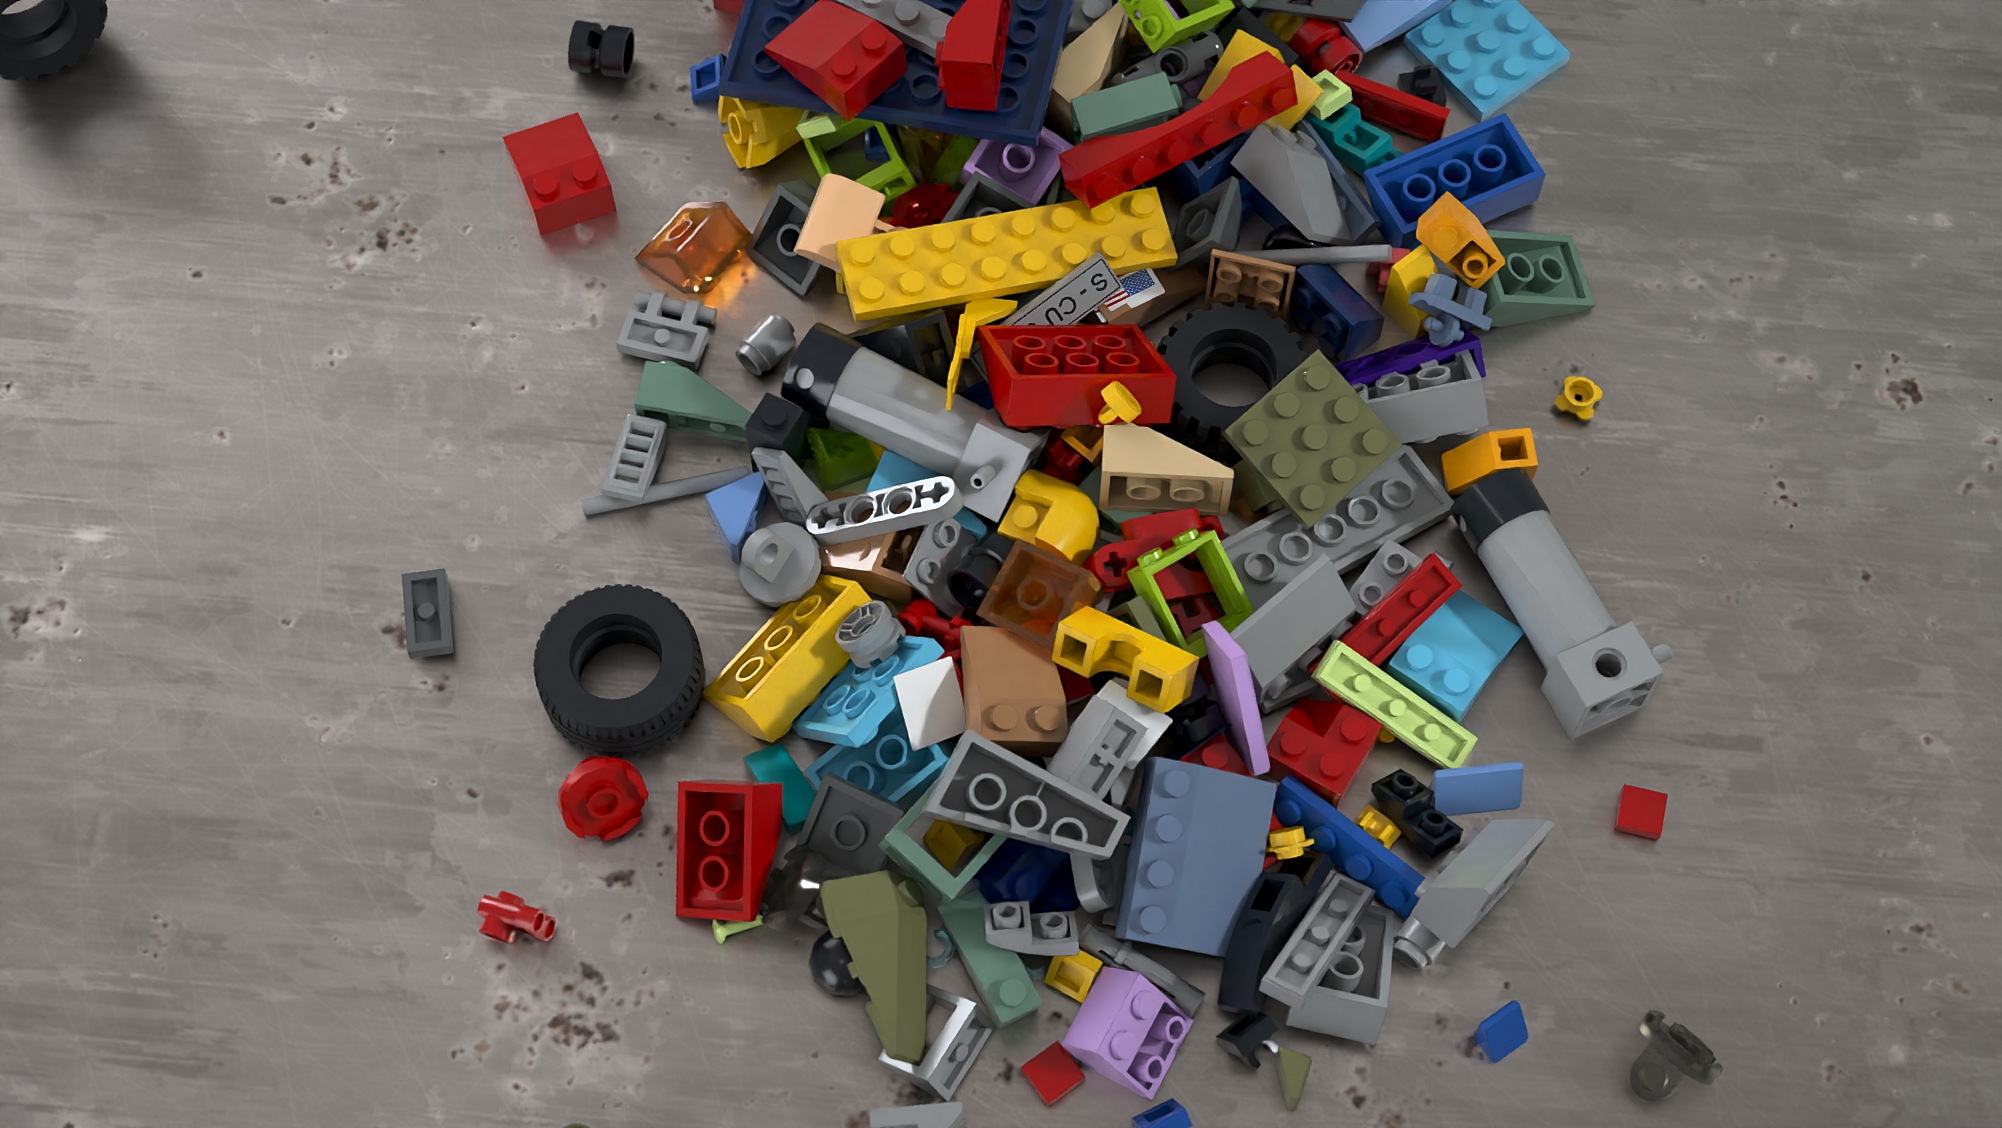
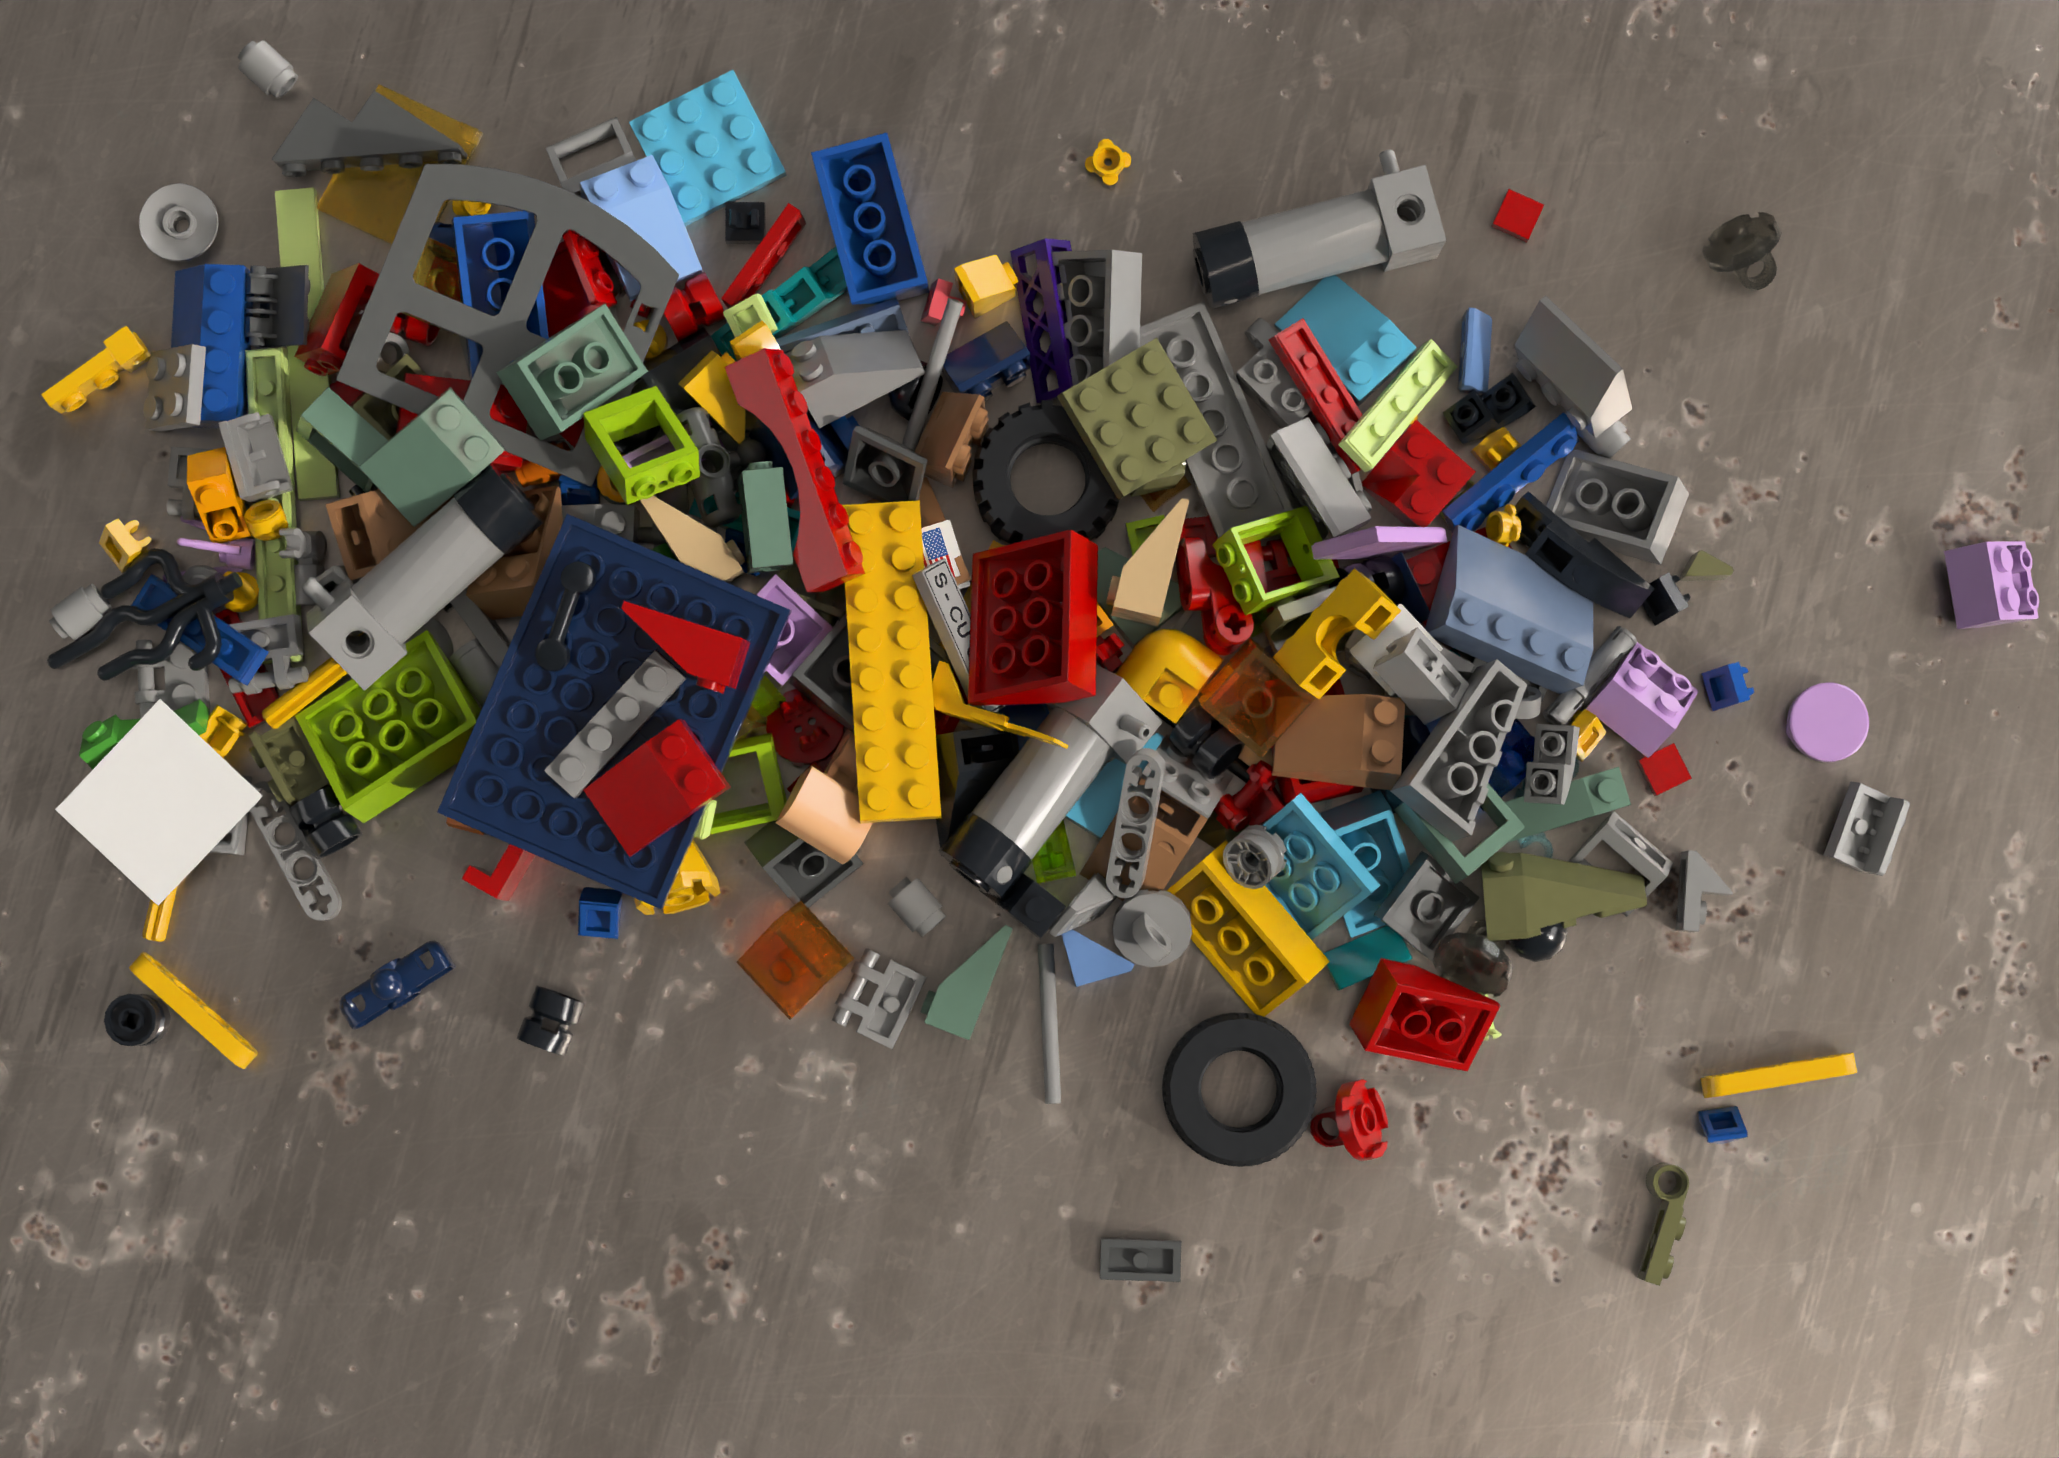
camera: 80 degrees left, 20 degrees up
(508, 914) = (1448, 1219): red plate -> none
(560, 173) = (678, 1081): red slope -> none
(642, 435) = (989, 1033): light grey slope -> none
(931, 703) = (1343, 813): white sticker -> none
(1119, 403) = (1096, 586): yellow tile -> none
(1317, 941) = (1602, 521): light grey tile -> none
(1450, 314) = (1015, 257): sand blue hips -> none
(1459, 241) = (952, 233): light orange slope -> none
(1486, 455) = (1169, 261): light orange slope -> none
(1502, 1032) = (1692, 385): blue slope -> none
(1537, 281) = (977, 182): sand green slope -> none

